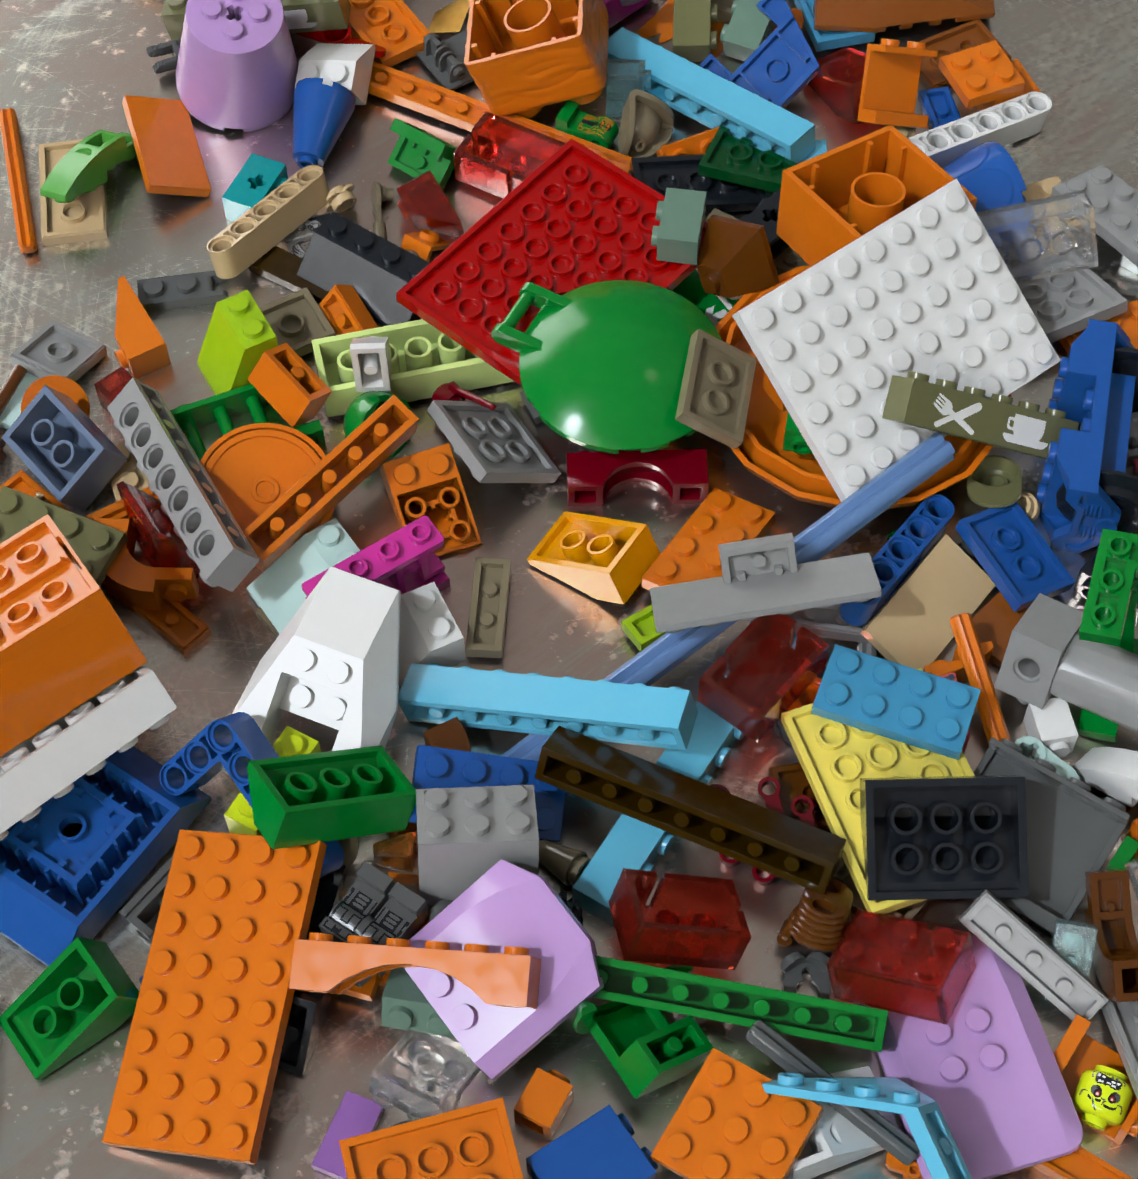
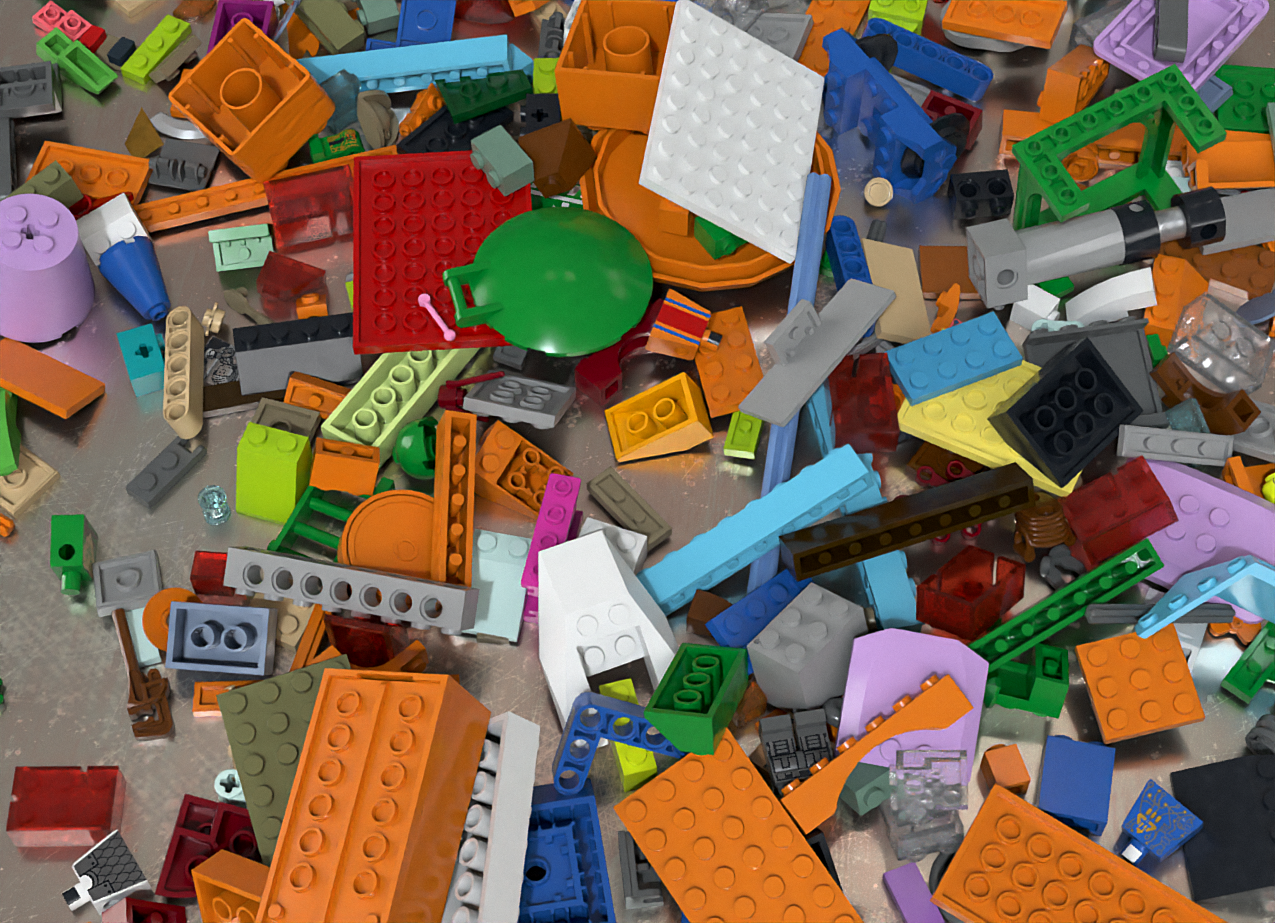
camera: 45 degrees left, 0 degrees up
(42, 296) = (72, 551): none -> green torso
(136, 336) = (175, 524): orange slope -> none
(179, 339) = (214, 505): none -> clear light blue bush
(371, 363) = (392, 404): white slope -> none
(444, 1043) = (928, 782): none -> clear plate
(492, 298) = (424, 301): none -> bright pink hinge
(687, 486) = (681, 328): none -> torso
(716, 389) = (645, 248): dark tan plate -> none
(972, 415) = (822, 145): olive brick -> none
(979, 676) = (968, 305): orange axle -> none
(995, 482) = (856, 186): olive cap -> none
(1014, 555) = (910, 221): blue plate -> none

